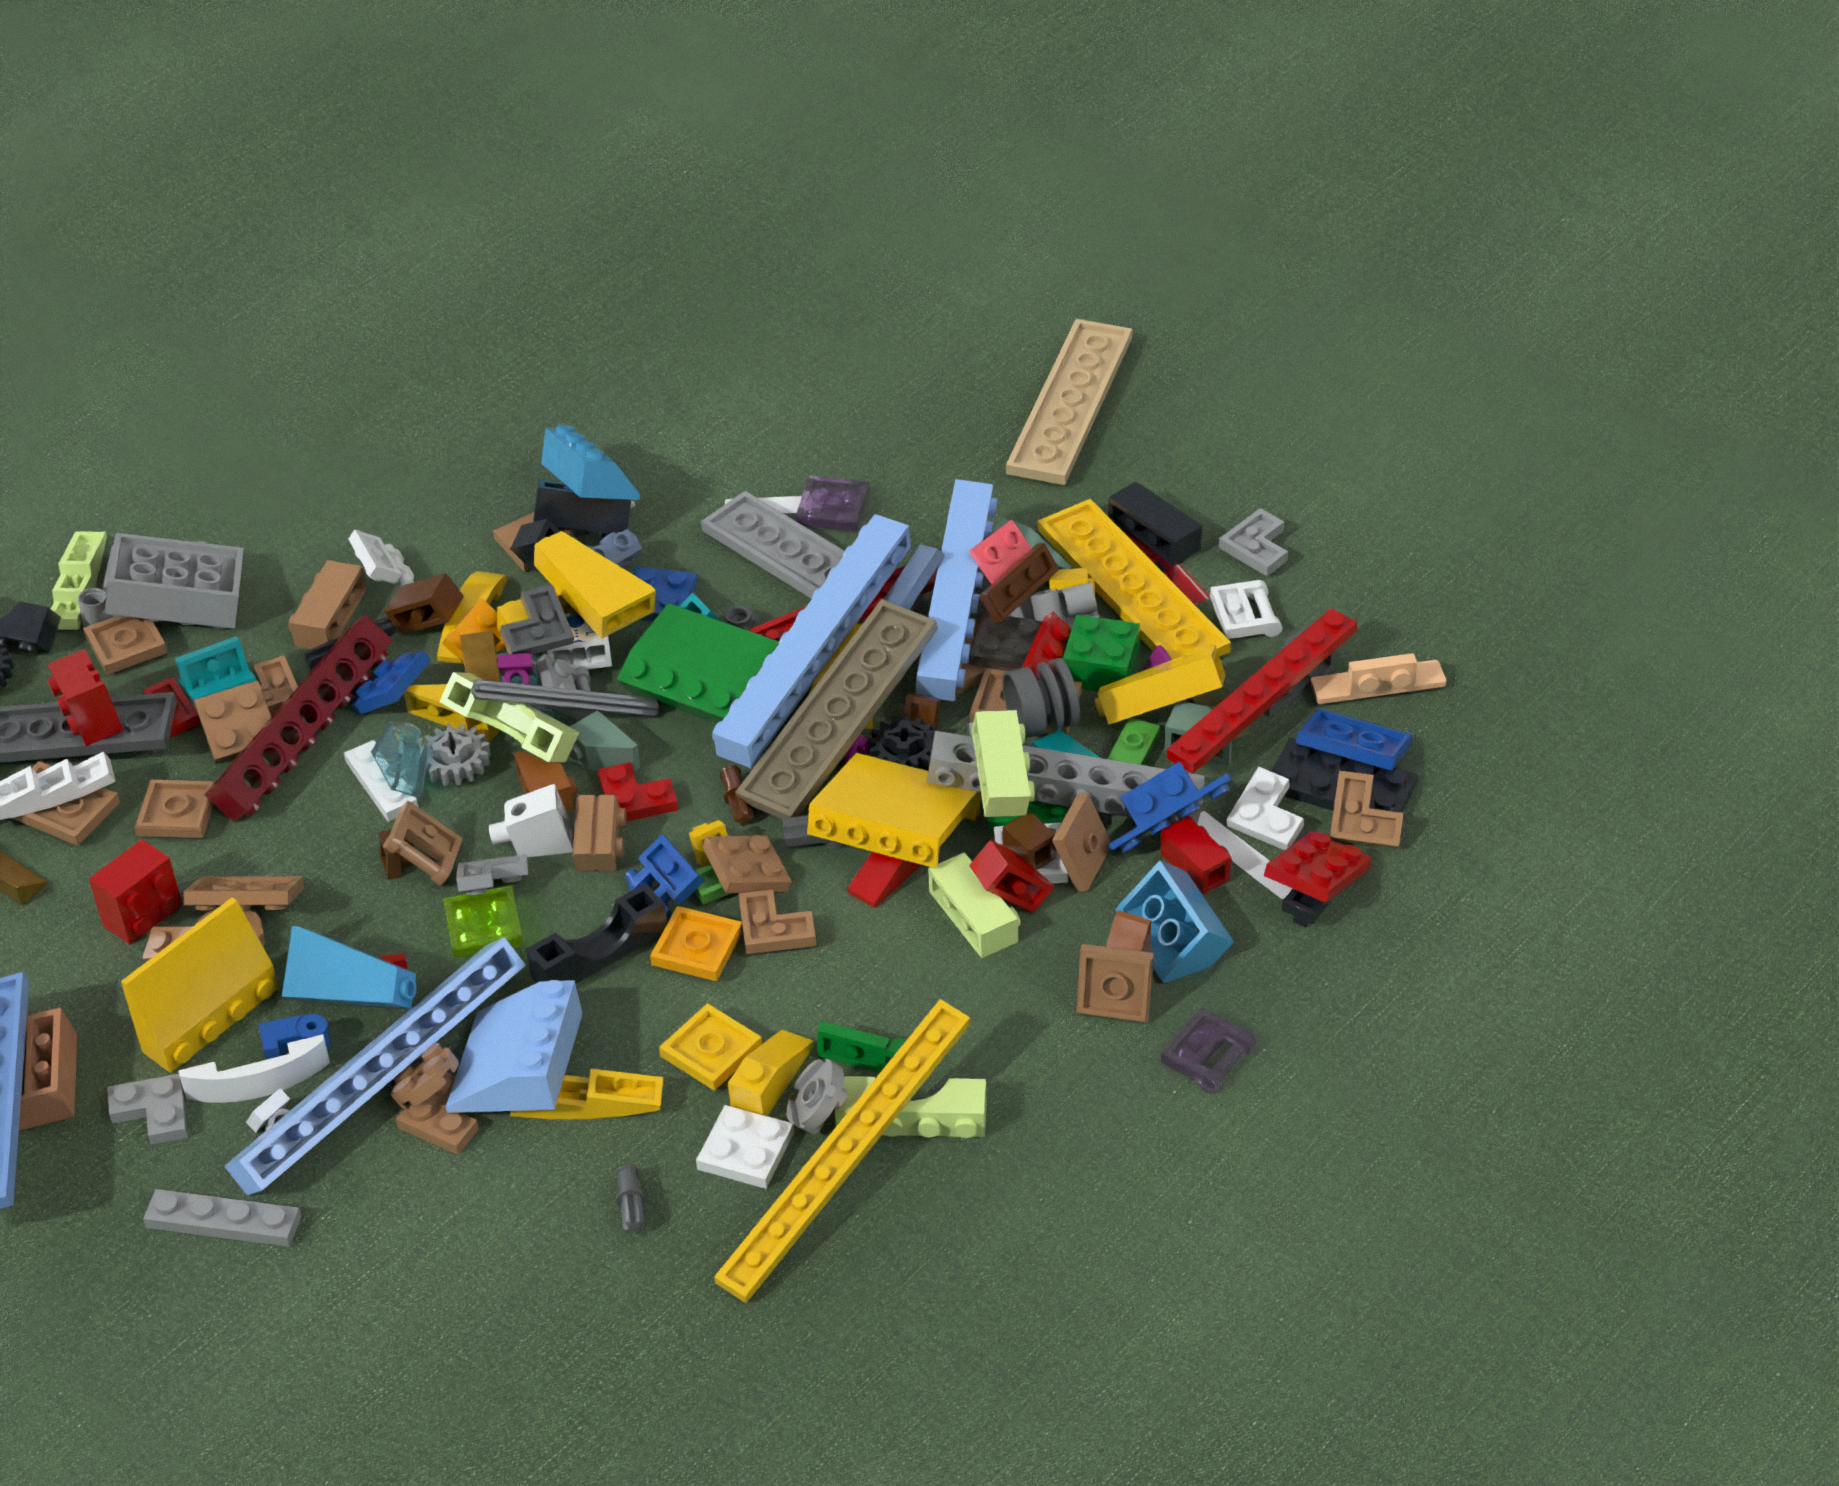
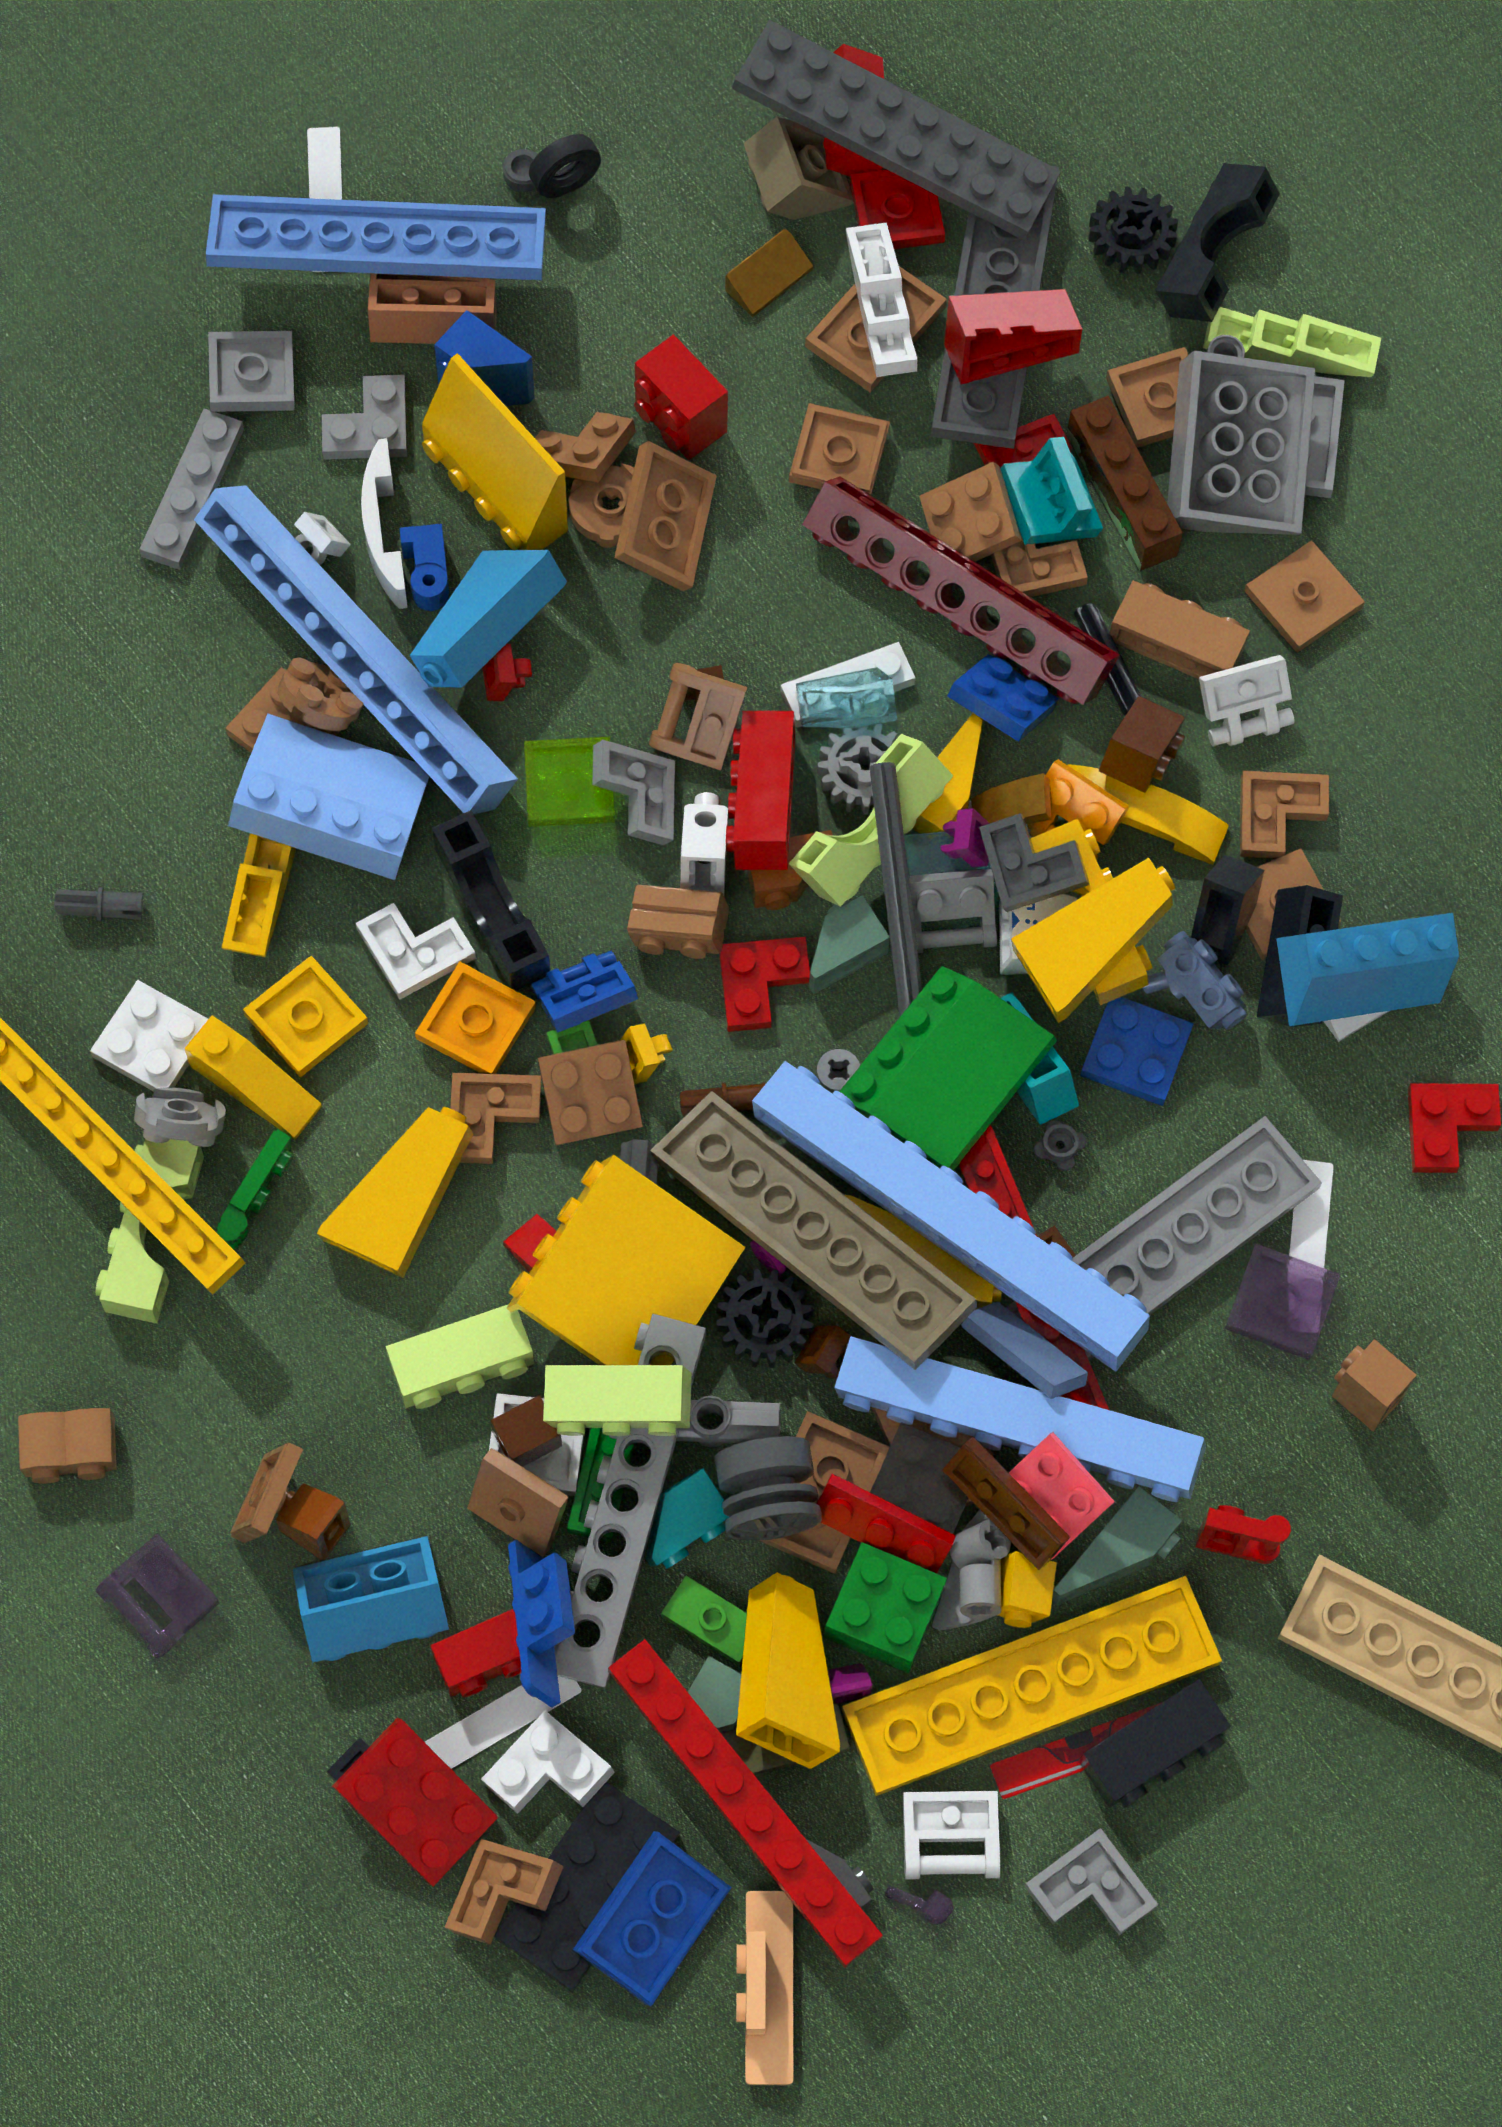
camera: 95 degrees right, 25 degrees up
(102, 1022) = (491, 356): none -> blue slope
(105, 1189) = (251, 371): none -> light grey plate
(242, 620) = (1124, 483): none -> reddish brown brick
(289, 554) = (1304, 596): none -> medium nougat plate
(459, 549) = (1270, 800): none -> medium nougat plate
(485, 788) = (763, 790): none -> red brick
(648, 992) = (412, 960): none -> white plate
(682, 453) = (1440, 1112): none -> red plate
(701, 733) = (836, 1059): none -> light grey wheel
(852, 953) = (399, 1196): none -> yellow slope
(887, 444) = (1372, 1383): none -> medium nougat brick
(1003, 485) = (1236, 1535): none -> red plate
(1010, 876) = (473, 1394): red slope -> none
(1104, 1125) = (66, 1444): none -> medium nougat brick
(1295, 611) = (935, 1909): none -> clear purple hand

